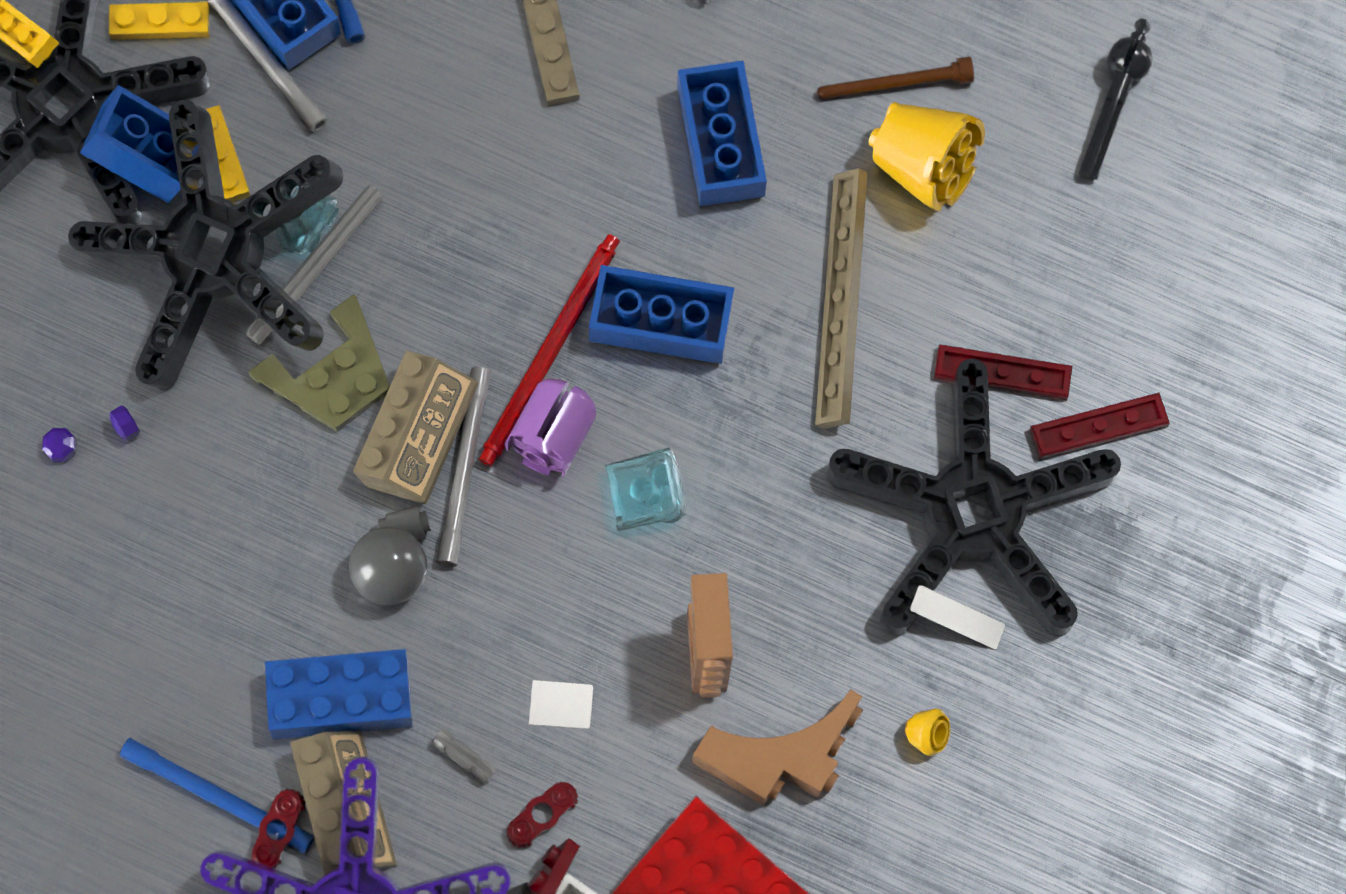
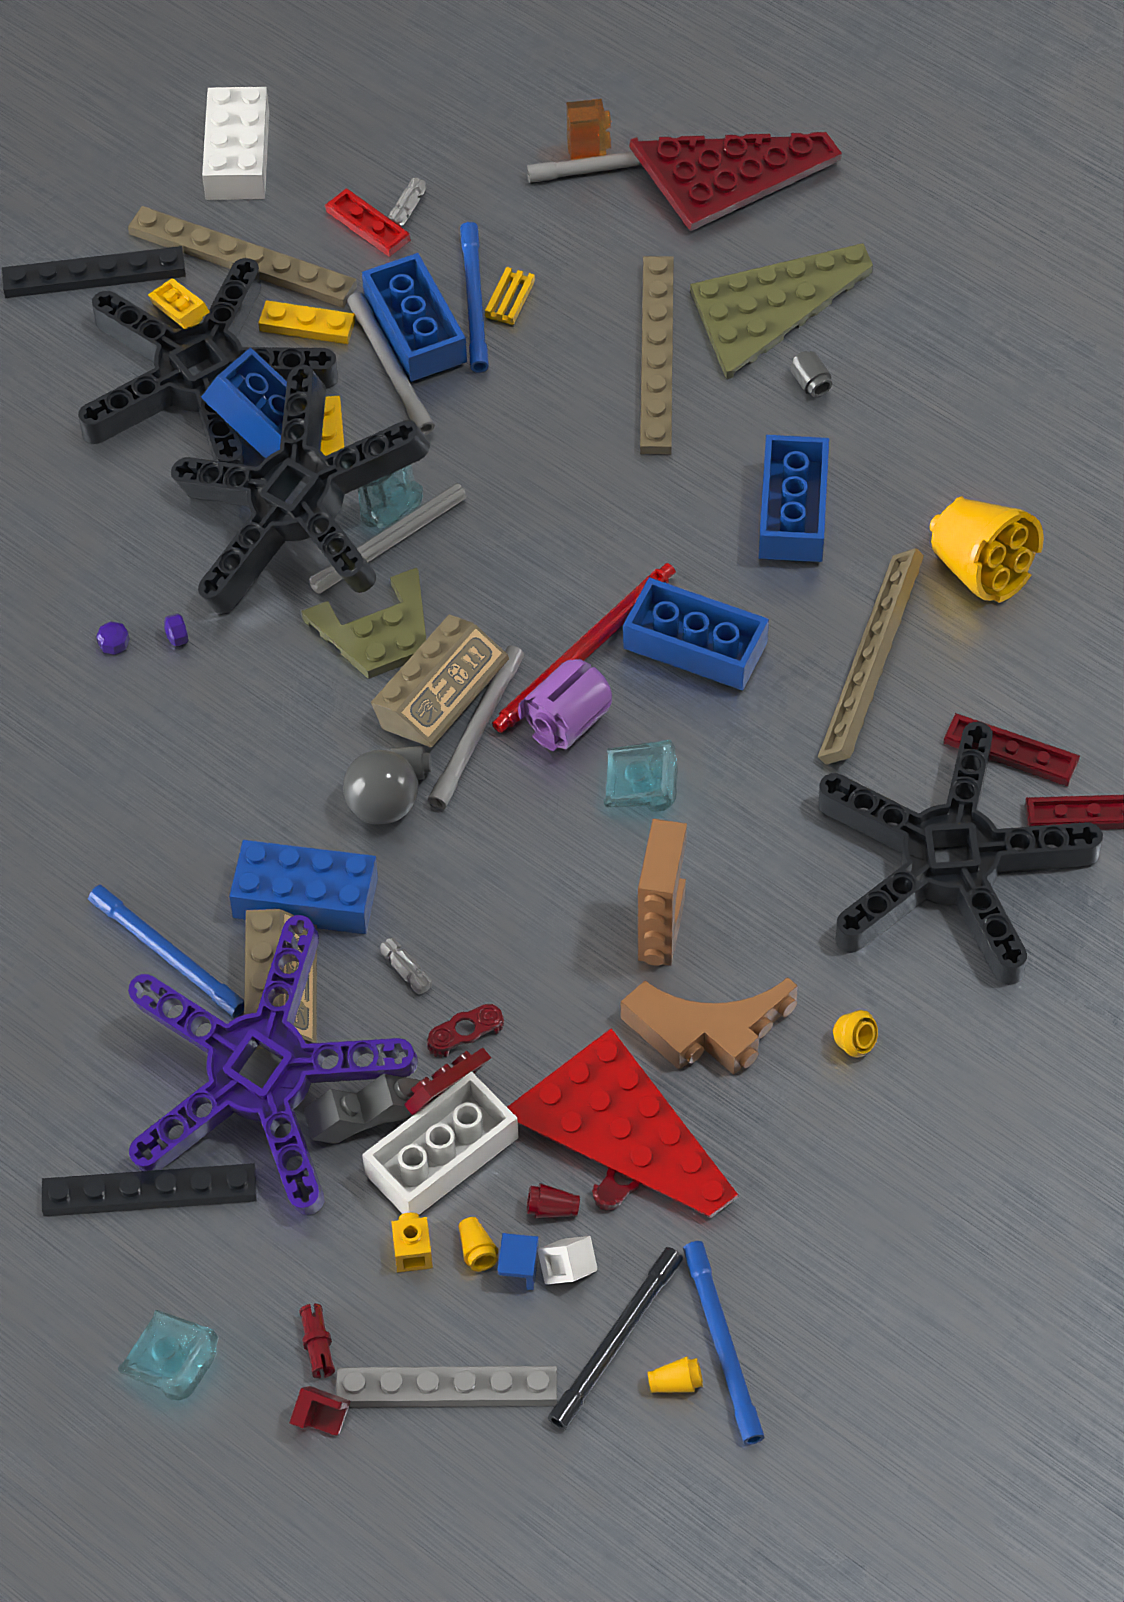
camera: 20 degrees right, 15 degrees down
(287, 808) = (225, 968): dark red piece -> none
(561, 704) = (510, 944): white sticker -> none
(957, 617) = (910, 941): white sticker -> none
(960, 71) = (1035, 492): reddish brown piece -> none

